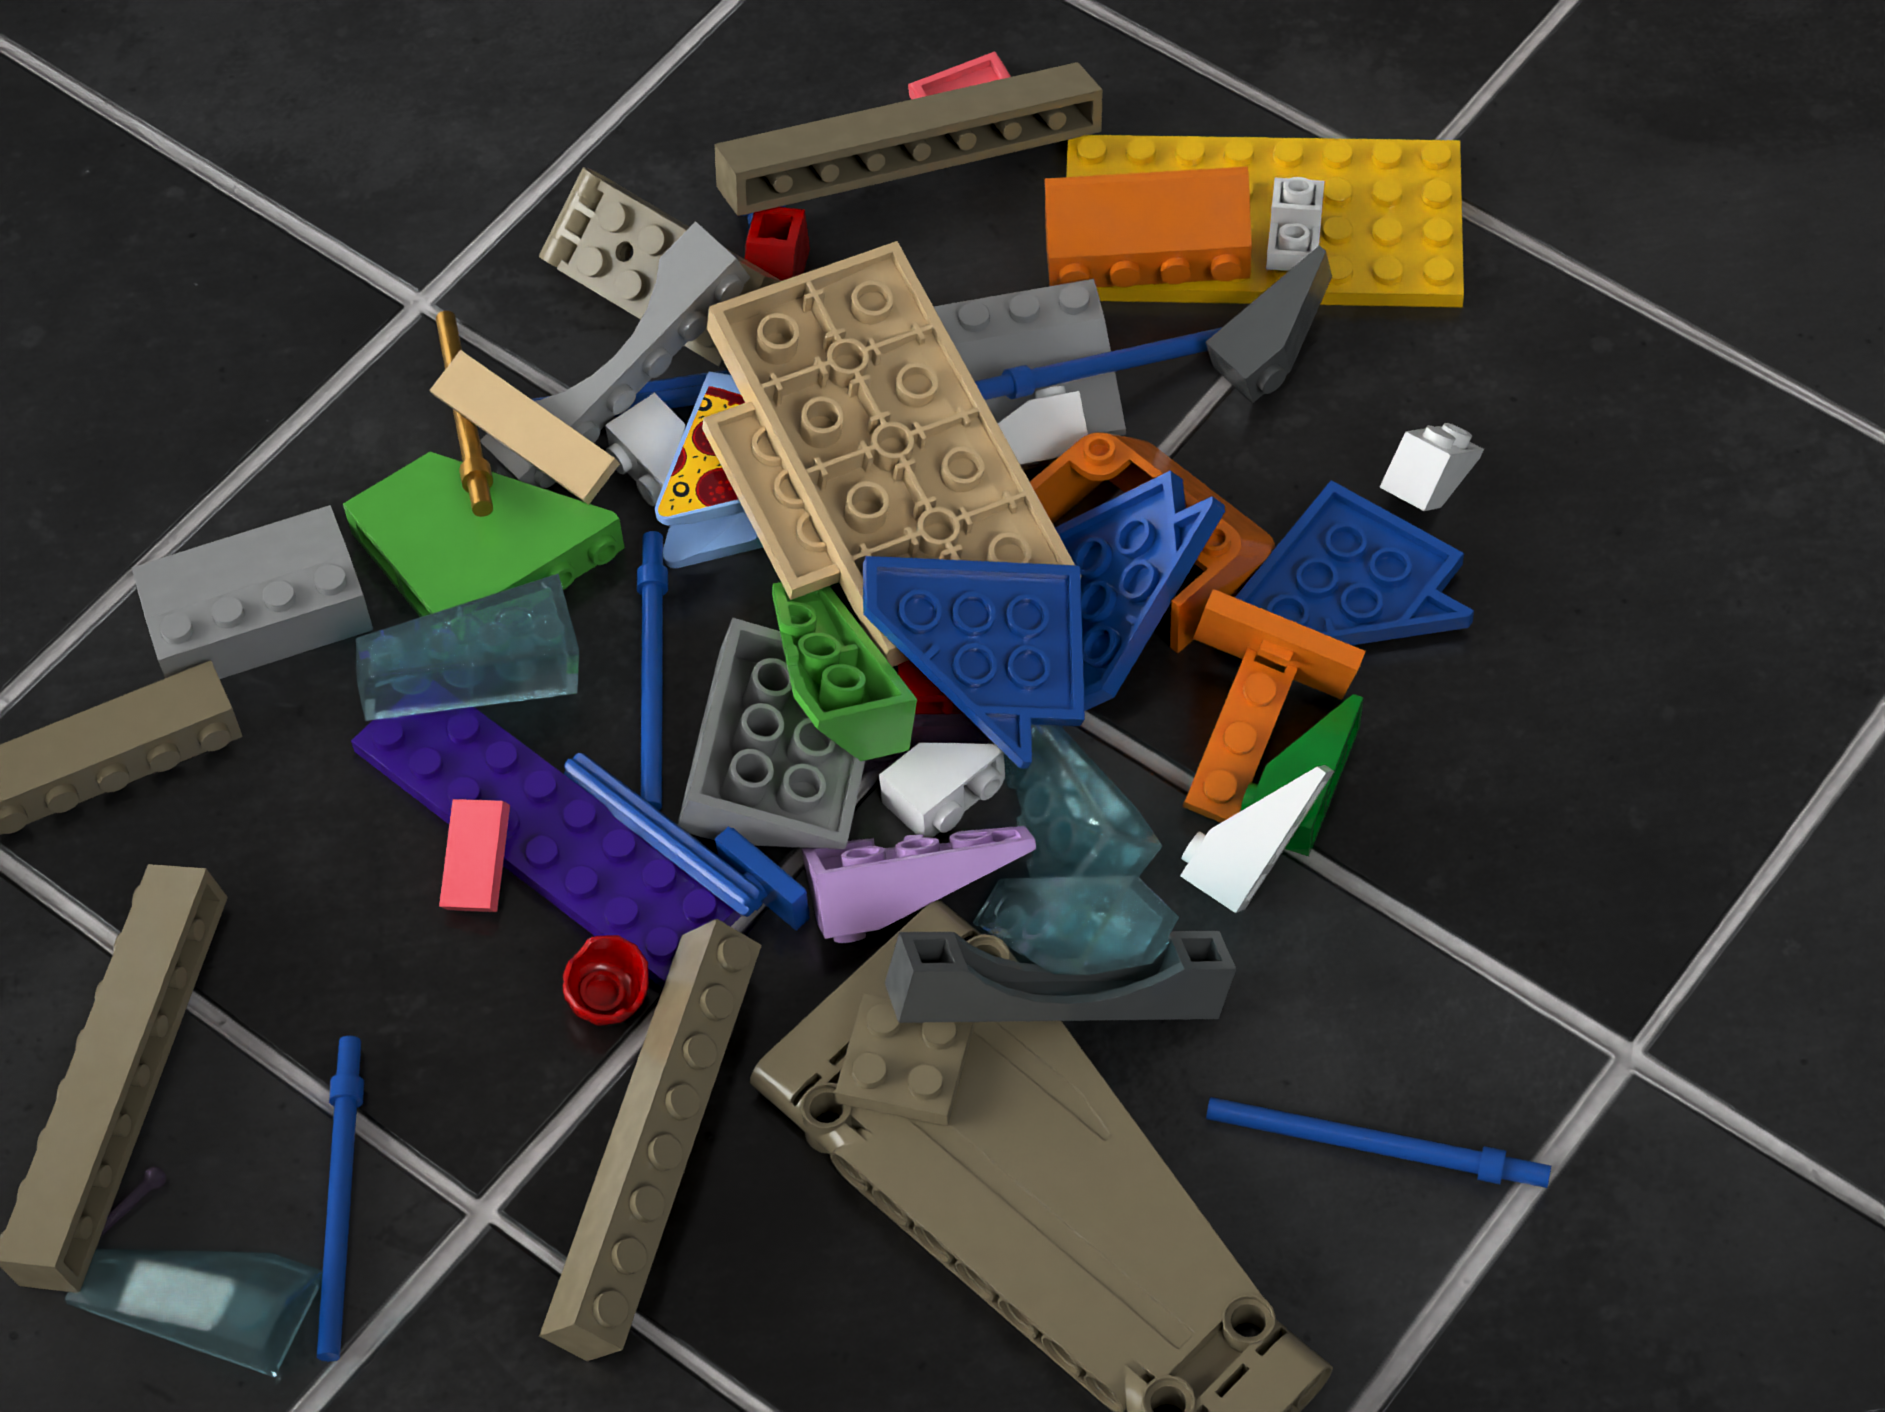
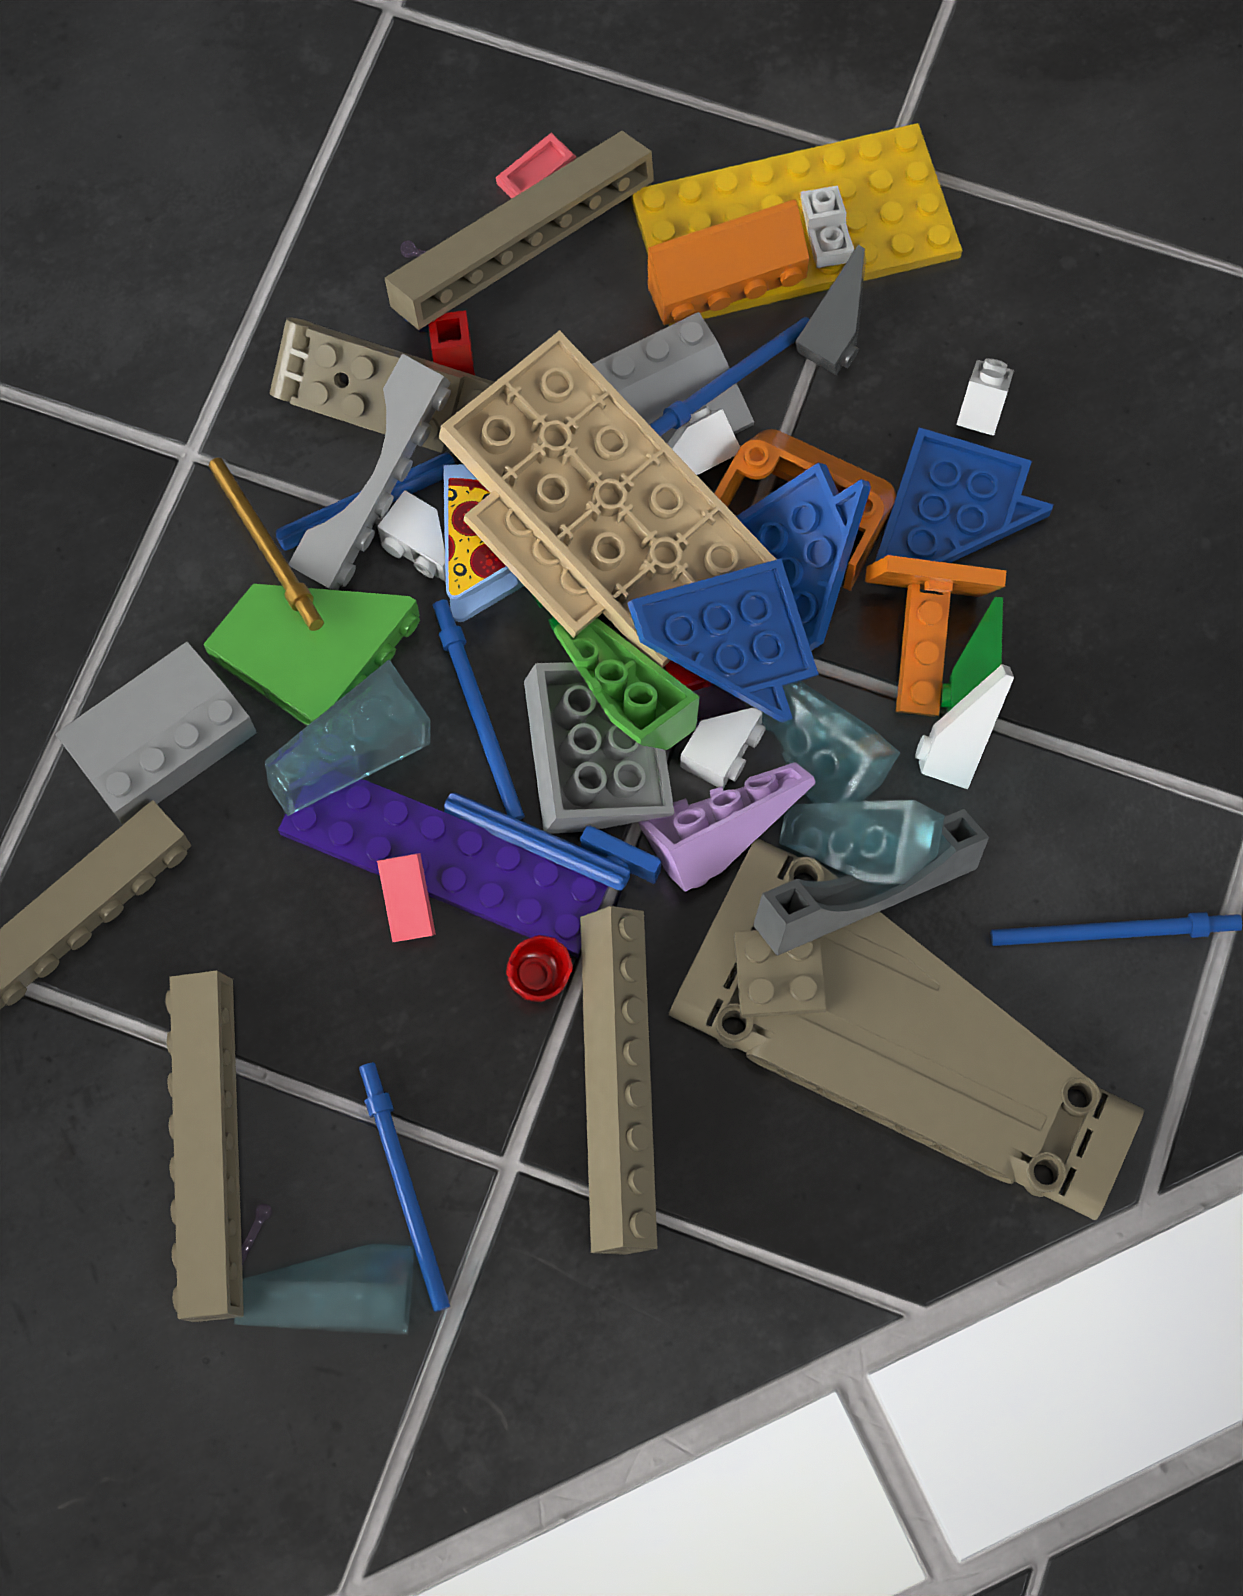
camera: 20 degrees left, 15 degrees up
(524, 427) = (321, 548): tan tile -> none

